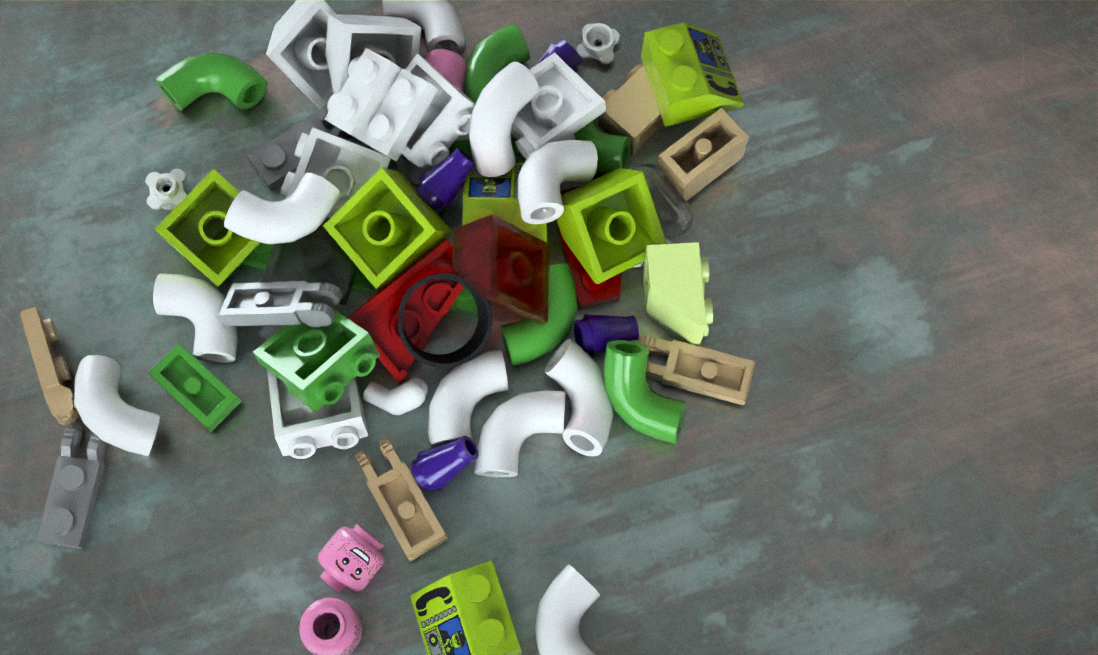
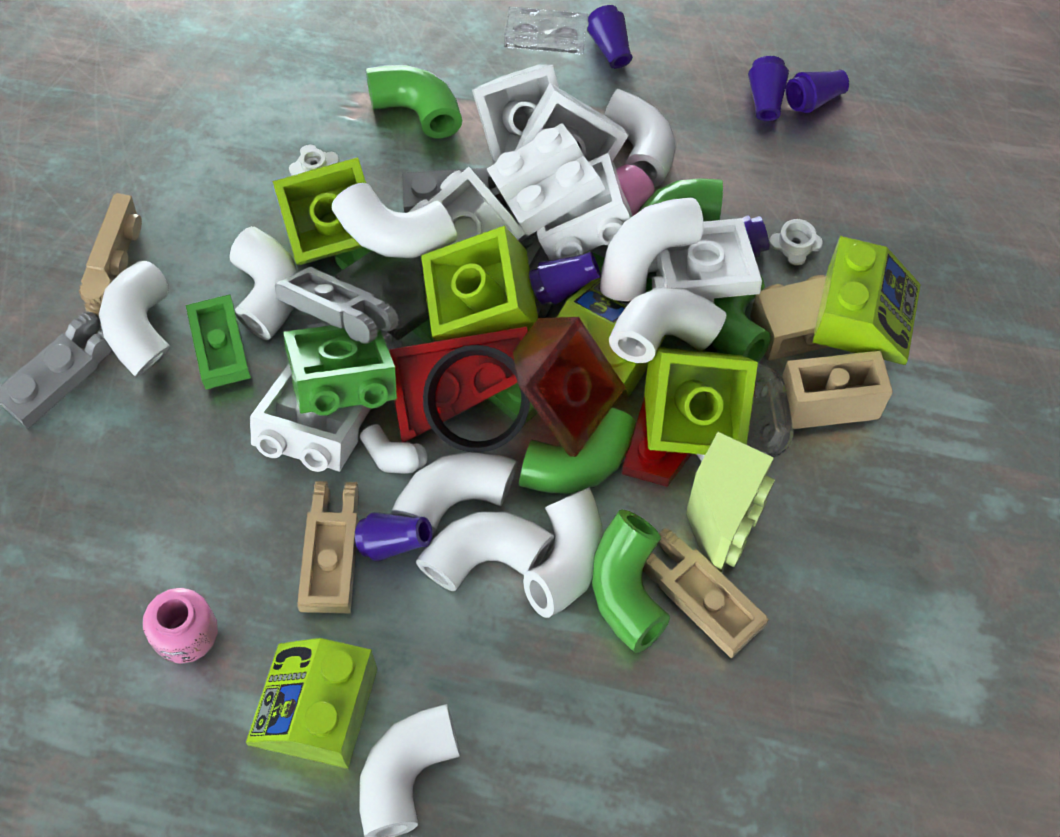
camera: 30 degrees right, 10 degrees down
(351, 558) = (245, 572): bright pink head -> none
(596, 331) = (626, 495): dark purple cone -> none

